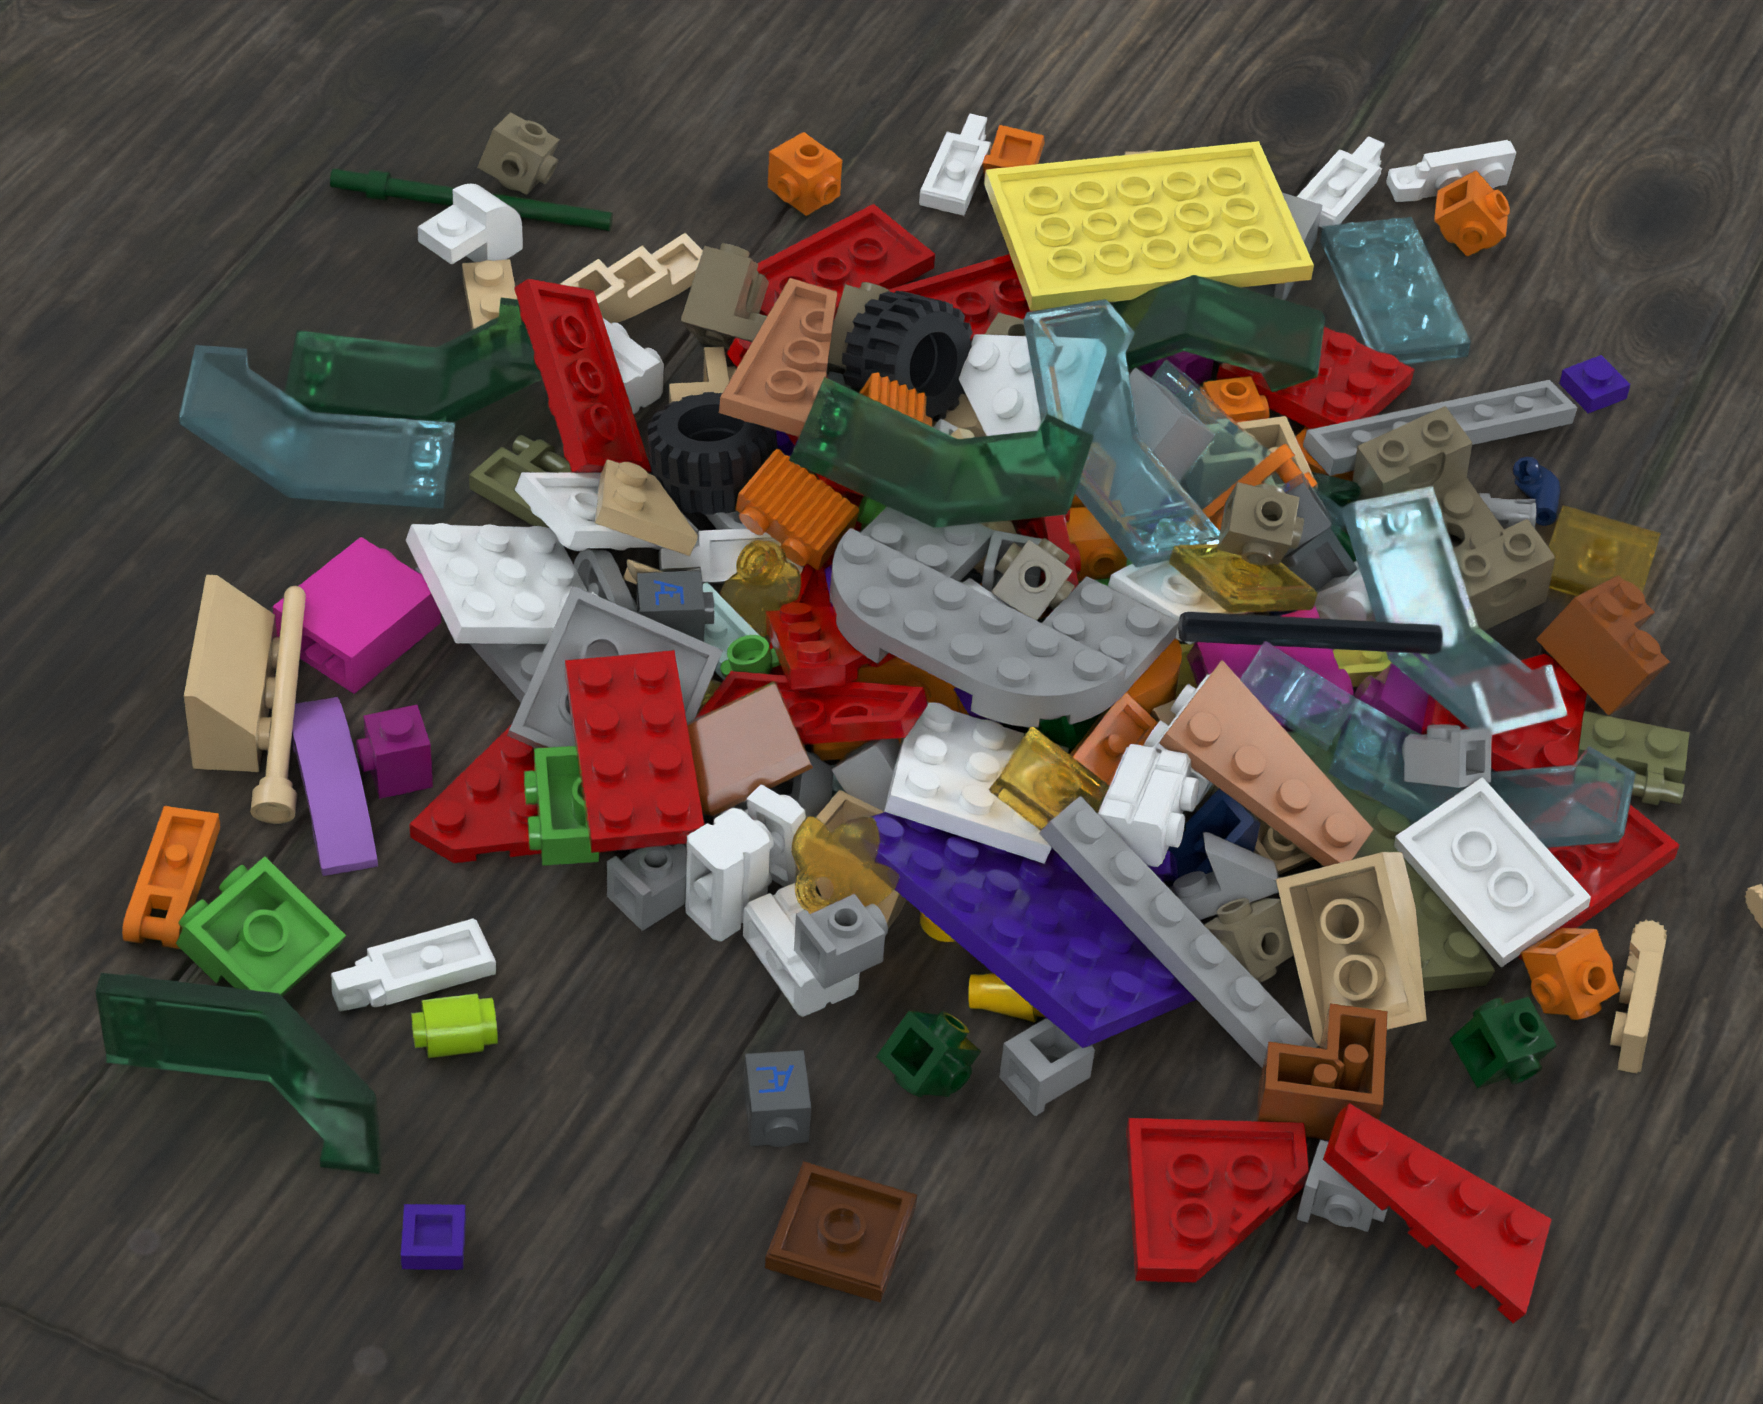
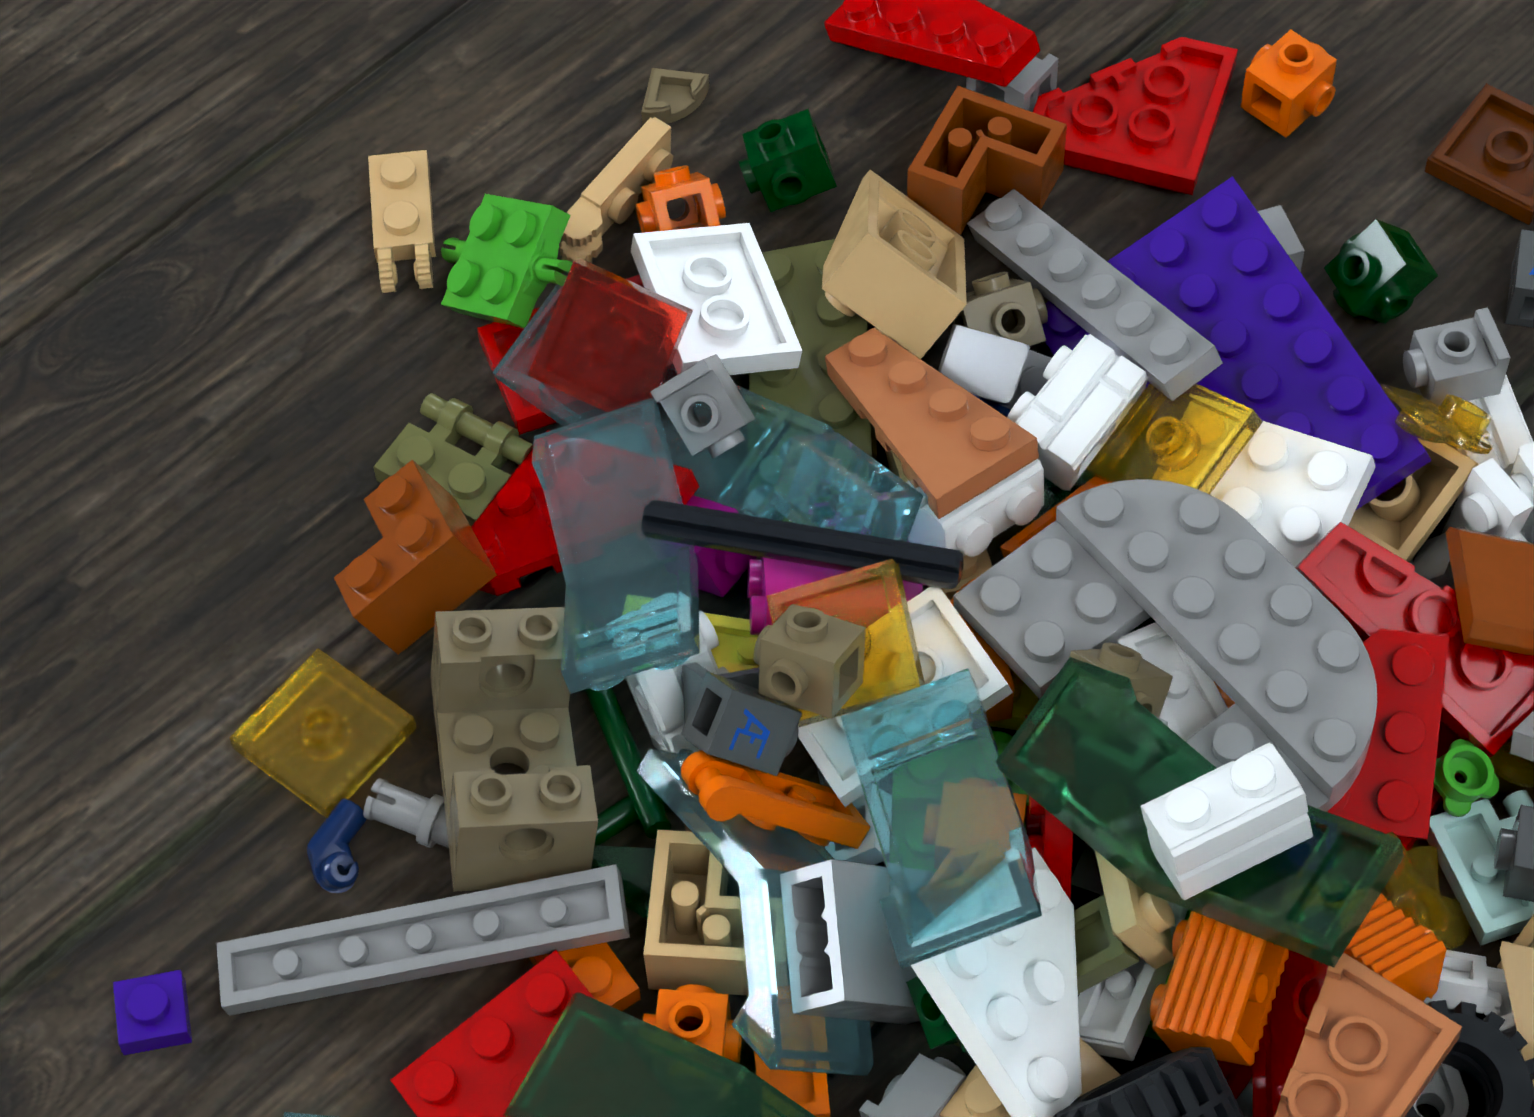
camera: 155 degrees left, 10 degrees up
(919, 432) = (1227, 821): none -> white brick
(1075, 1234) = (1288, 83): none -> orange brick
(1573, 779) = (608, 339): none -> clear red plate
(1652, 1123) = (673, 94): none -> dark tan tile
(1684, 869) = (505, 260): none -> bright green plate

